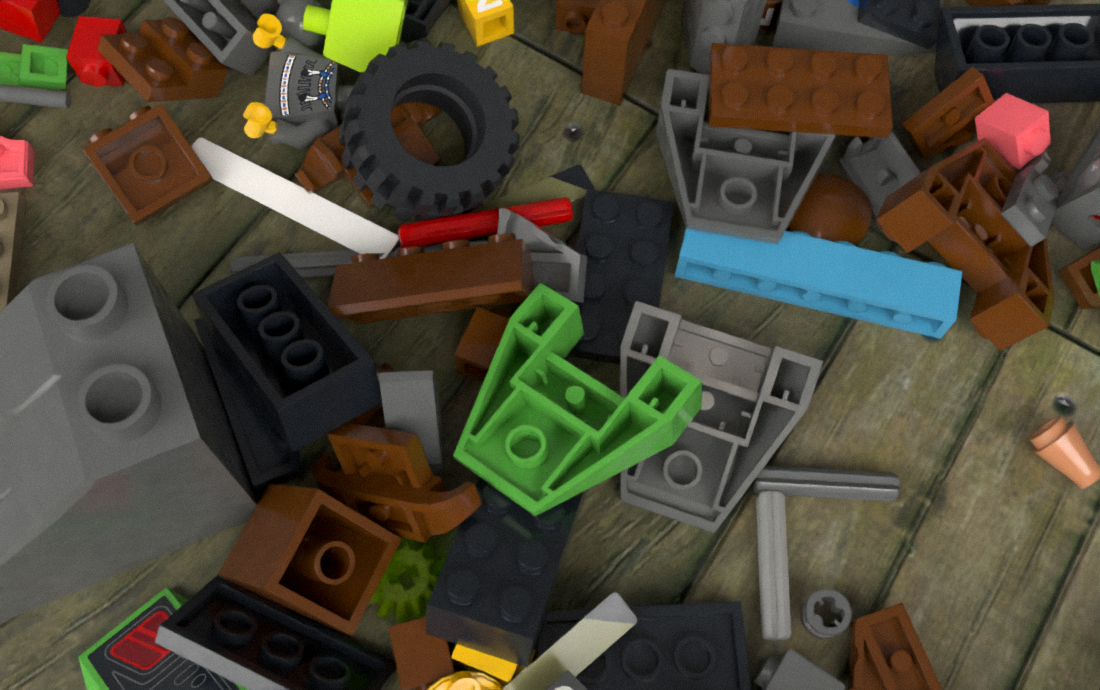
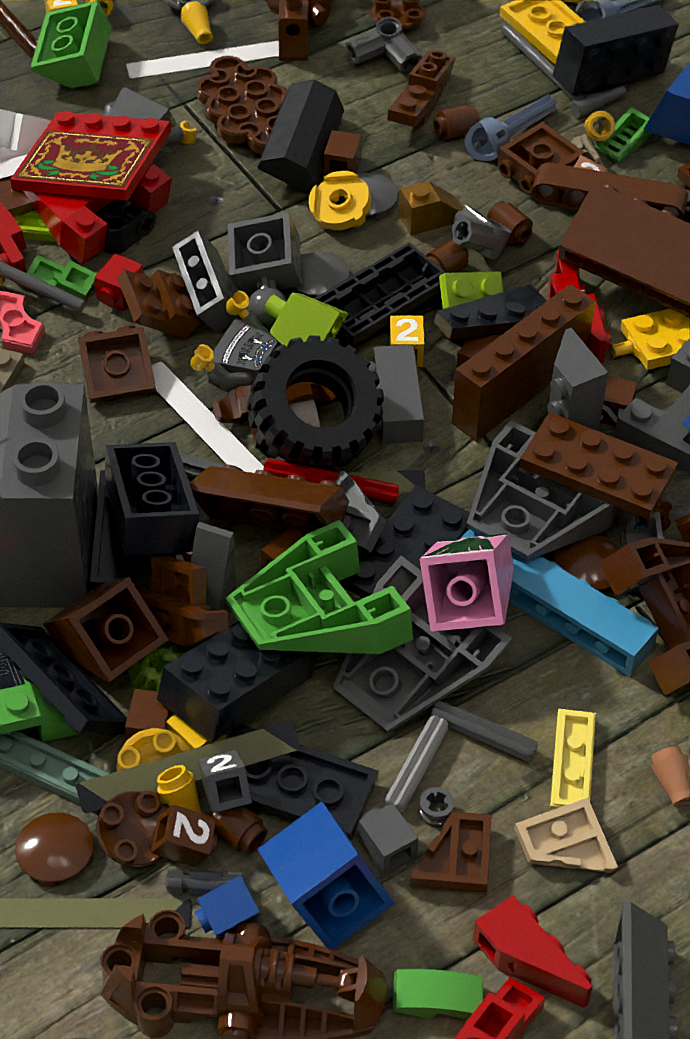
camera: 25 degrees right, 15 degrees down
(531, 94) = (402, 401): none -> dark grey brick
(740, 305) = (467, 582): none -> bright pink slope
(944, 481) = (572, 757): none -> light yellow tile
(997, 591) = (566, 839): none -> tan wing

